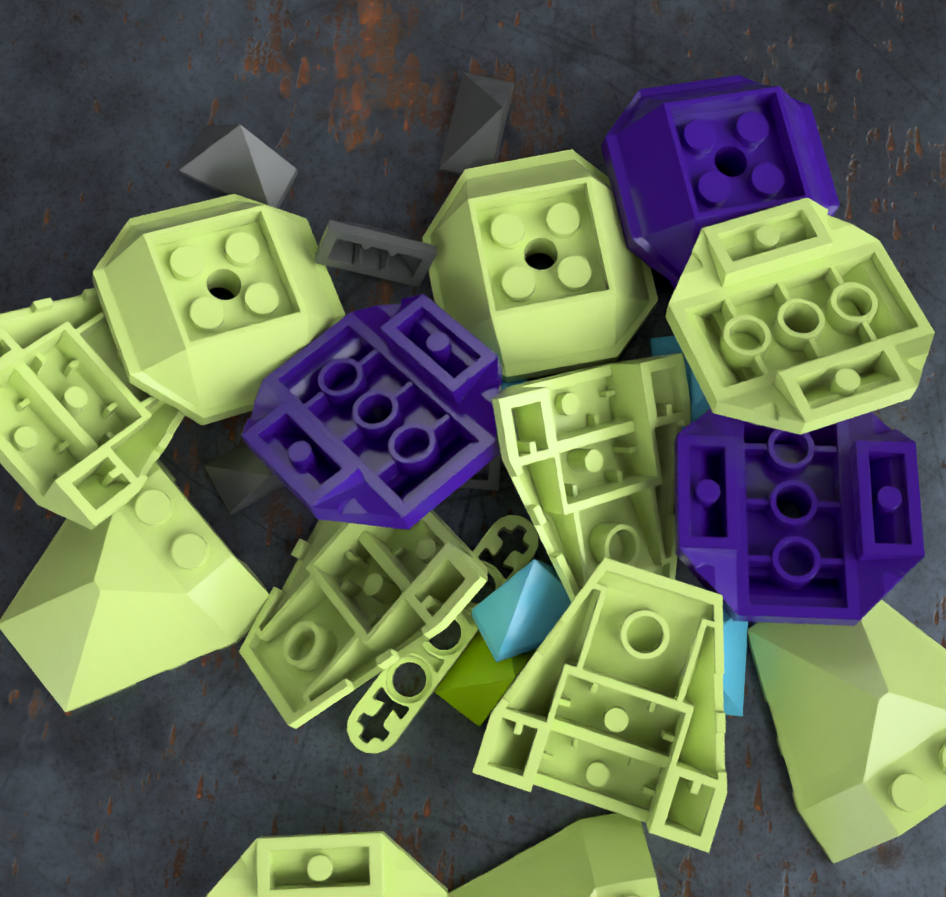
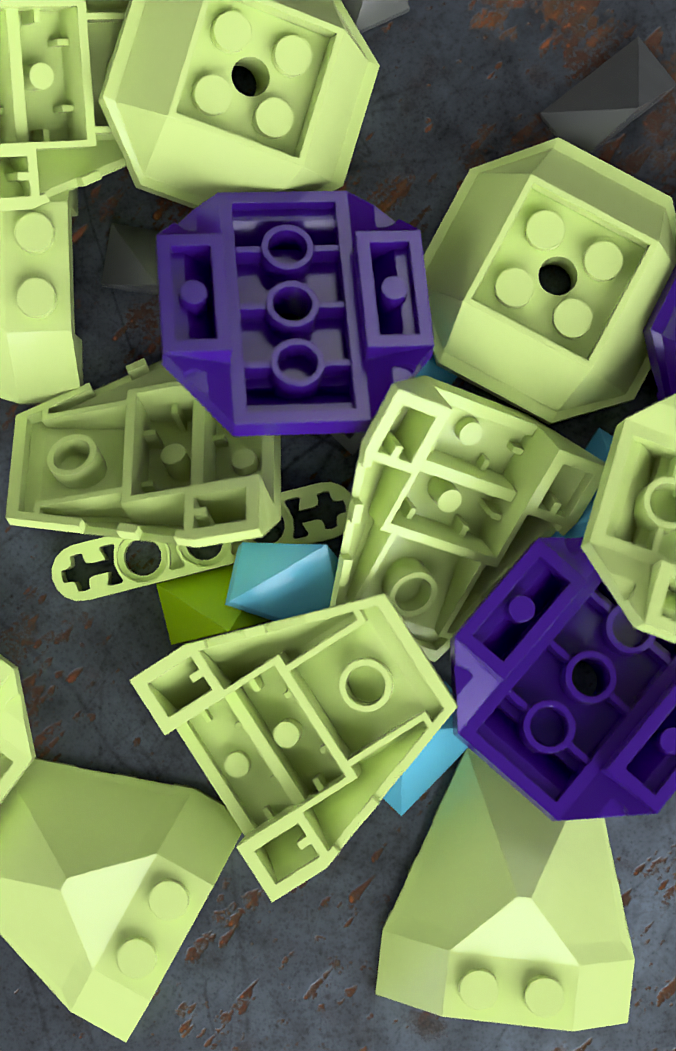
camera: 35 degrees right, 10 degrees up
(375, 252) = (416, 148): dark grey slope -> none

